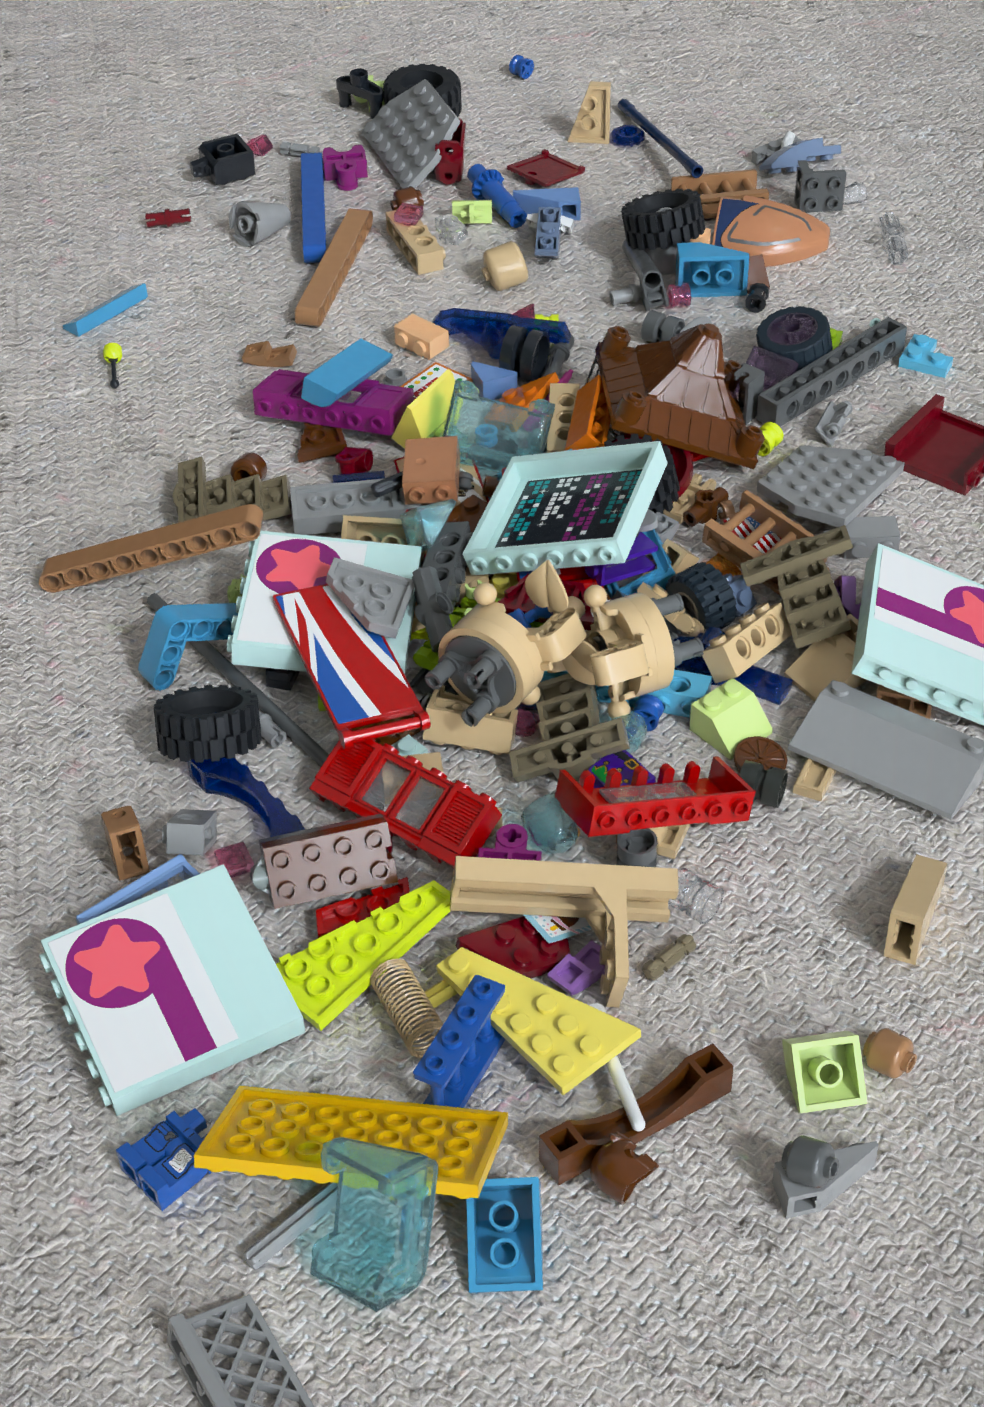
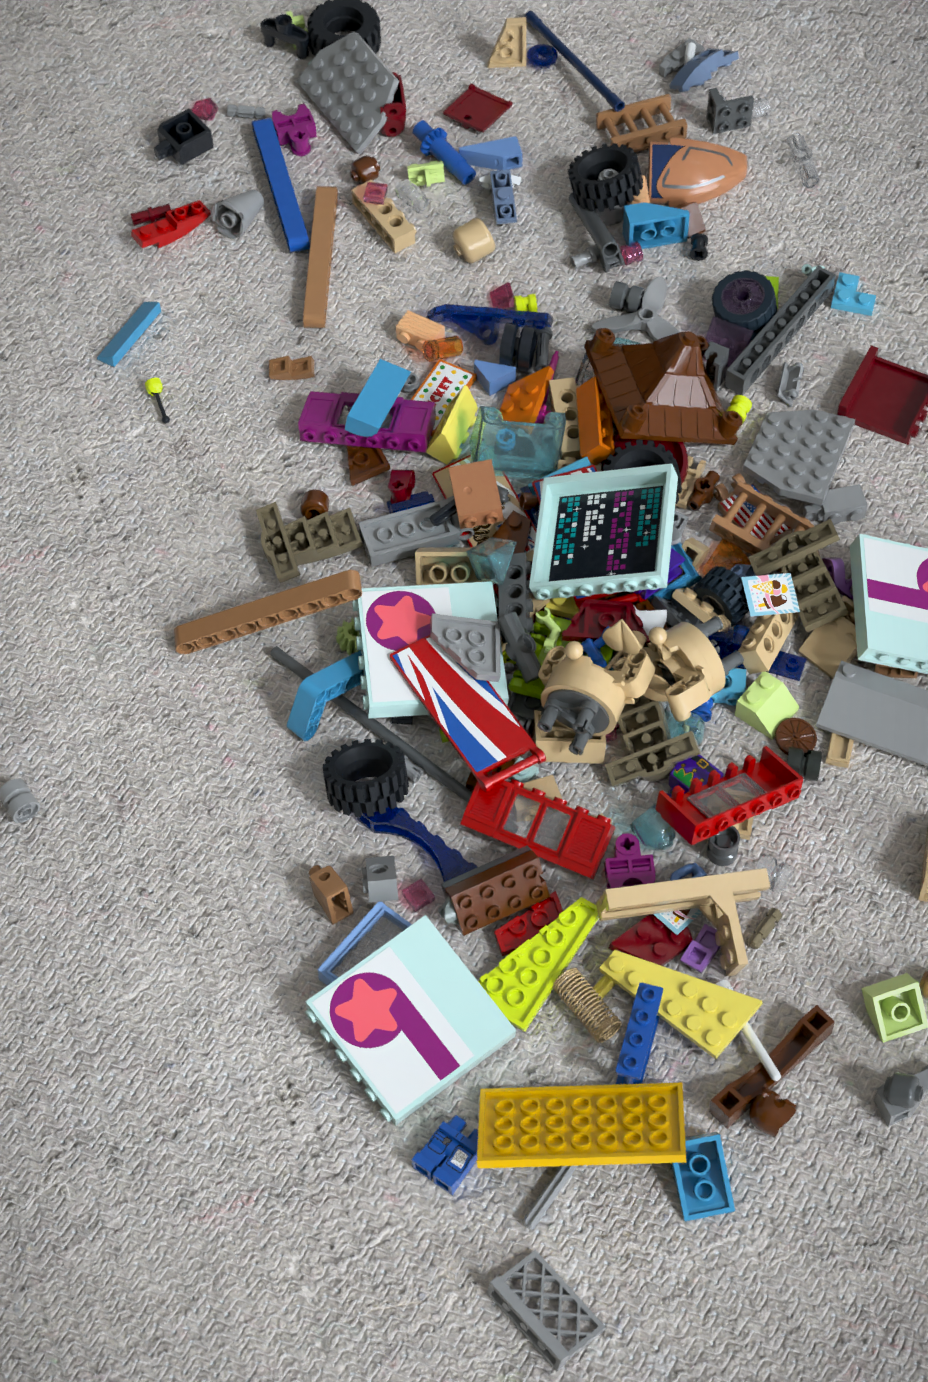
camera: 10 degrees left, 15 degrees up
(191, 227) = (175, 225): none -> red slope
(379, 1221) = (616, 1189): clear light blue windscreen -> none
(440, 350) = (442, 348): none -> clear orange piece
(756, 597) = (770, 594): none -> sticker

